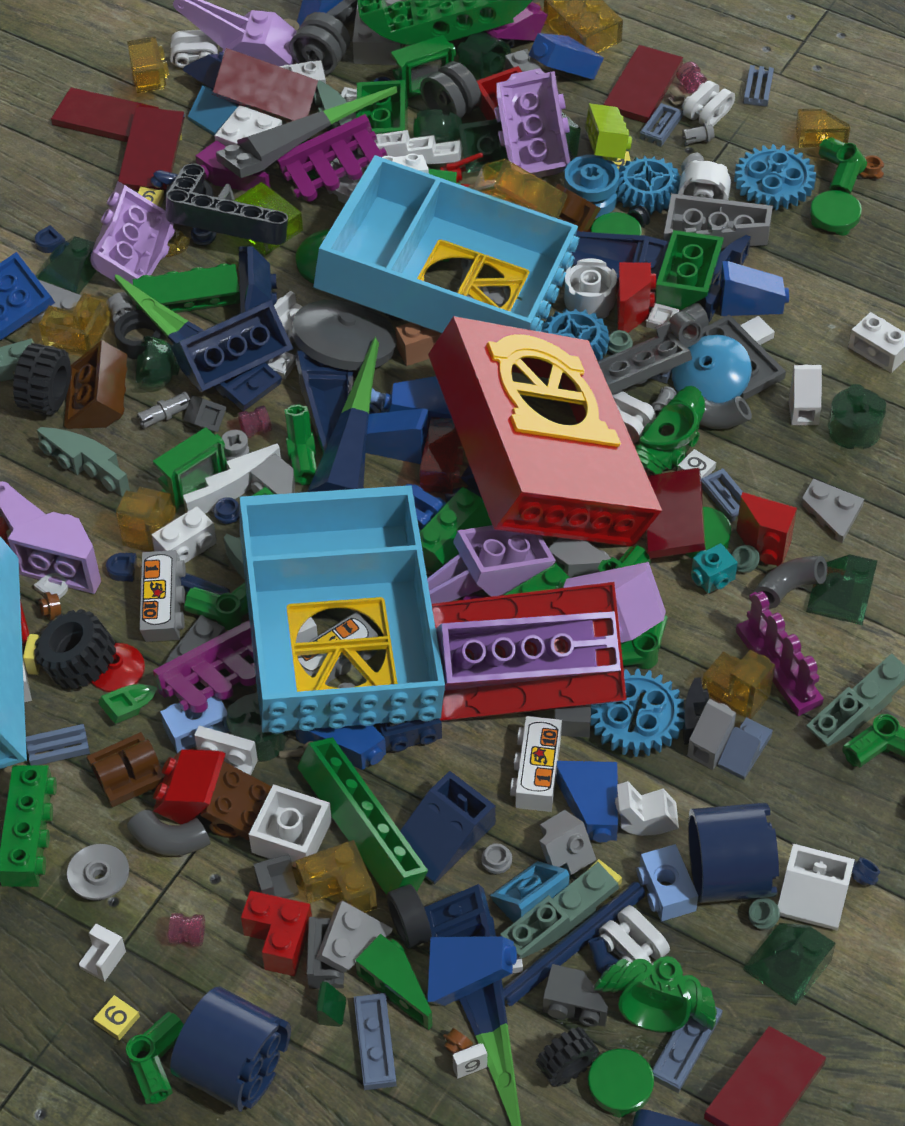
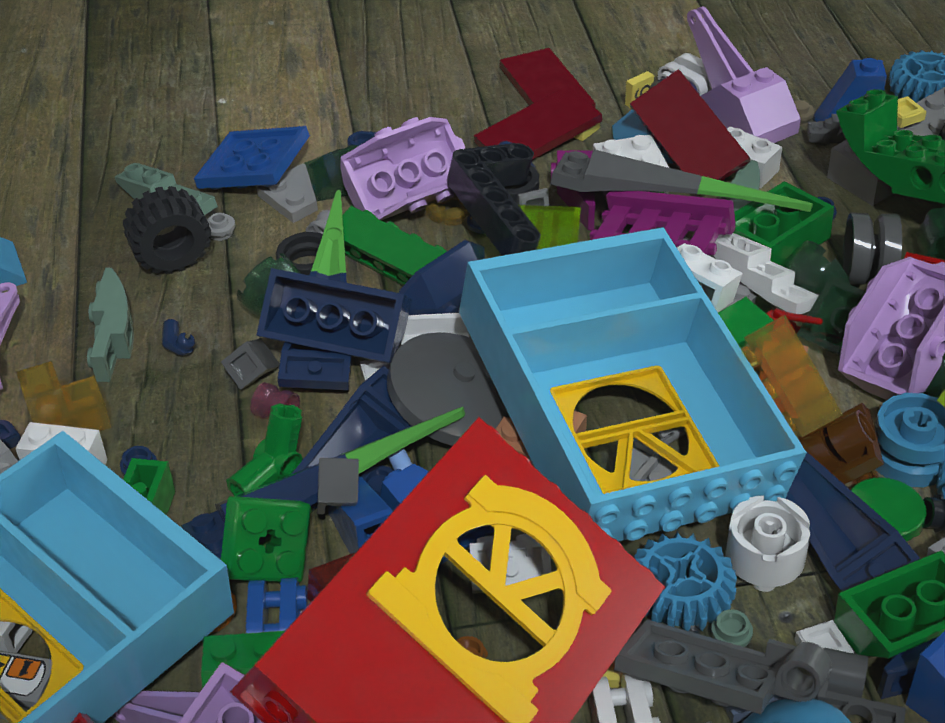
camera: 50 degrees right, 10 degrees down
(76, 329) = (267, 218): clear yellow brick -> none
(96, 388) = (207, 276): reddish brown slope -> none
(132, 440) = (174, 341): none -> dark blue arm
(147, 64) = (617, 58): clear yellow brick -> none
(163, 410) = (227, 334): light grey pin -> none
(175, 79) = (637, 86): none -> light yellow tile
(190, 464) = (150, 394): green window -> none
(229, 483) = (183, 442): white slope -> none
(235, 444) = (229, 412): light grey wheel -> none
(274, 475) = (202, 476): light grey slope -> none
(321, 39) = (802, 130): dark grey wheel -> none
(371, 469) = (252, 518): none -> green brick
(376, 422) = (337, 482): none -> dark grey panel
(420, 61) = (876, 196): green window -> none
(634, 294) = (799, 586): red slope -> none

